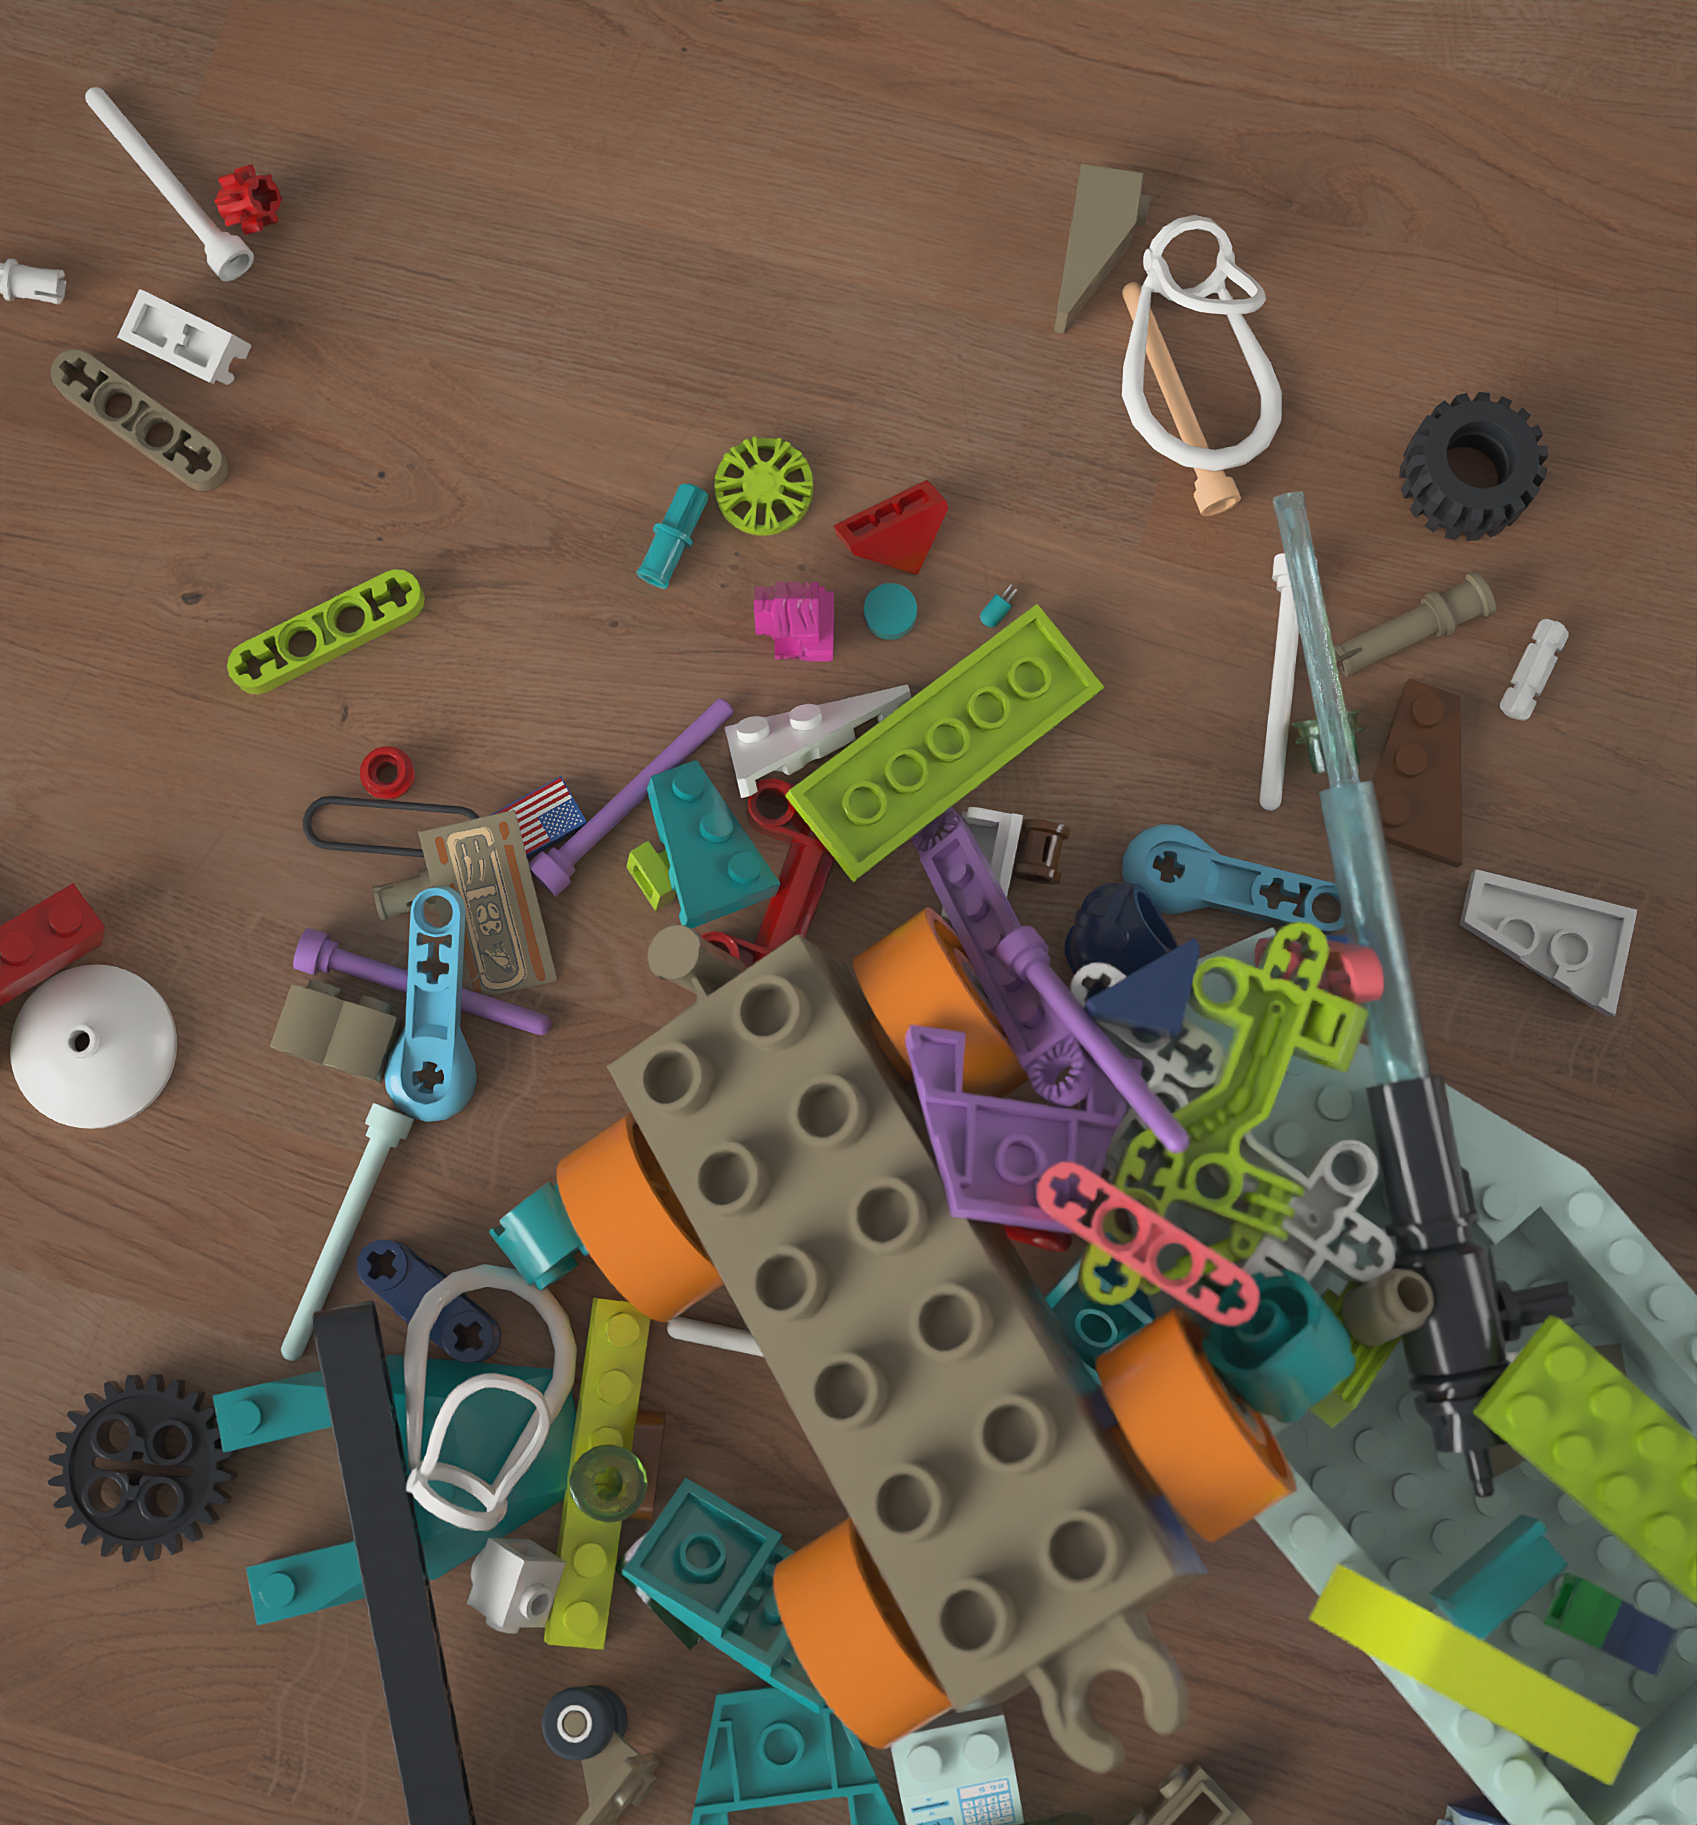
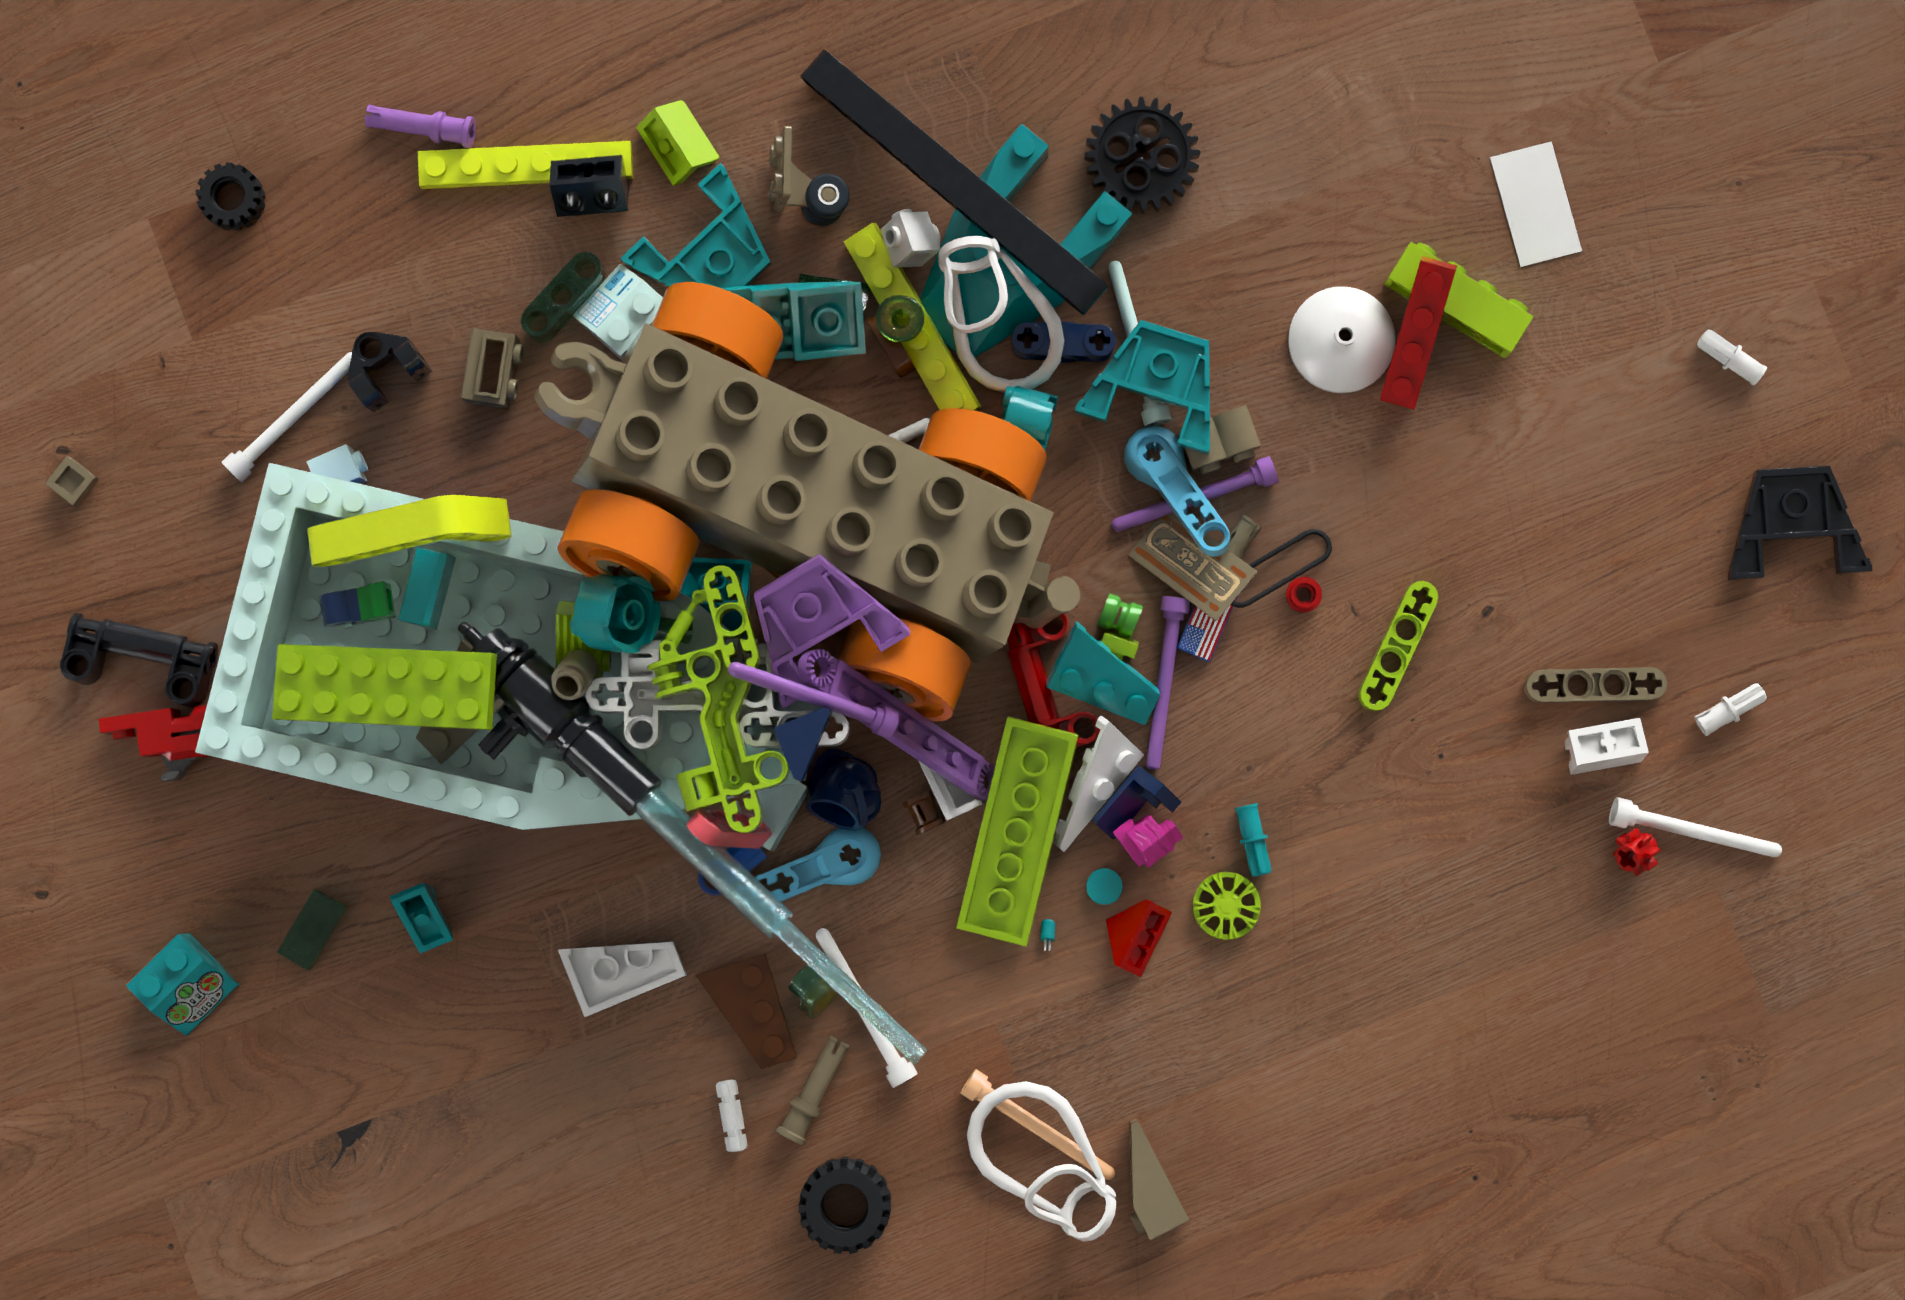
camera: 145 degrees right, 5 degrees up
(332, 1170) = (1161, 367): none -> teal wing
(625, 909) = (1127, 618): none -> bright green wheel
(768, 691) = (1131, 797): none -> dark blue bracket
(1150, 1237) = (714, 608): coral beam -> none

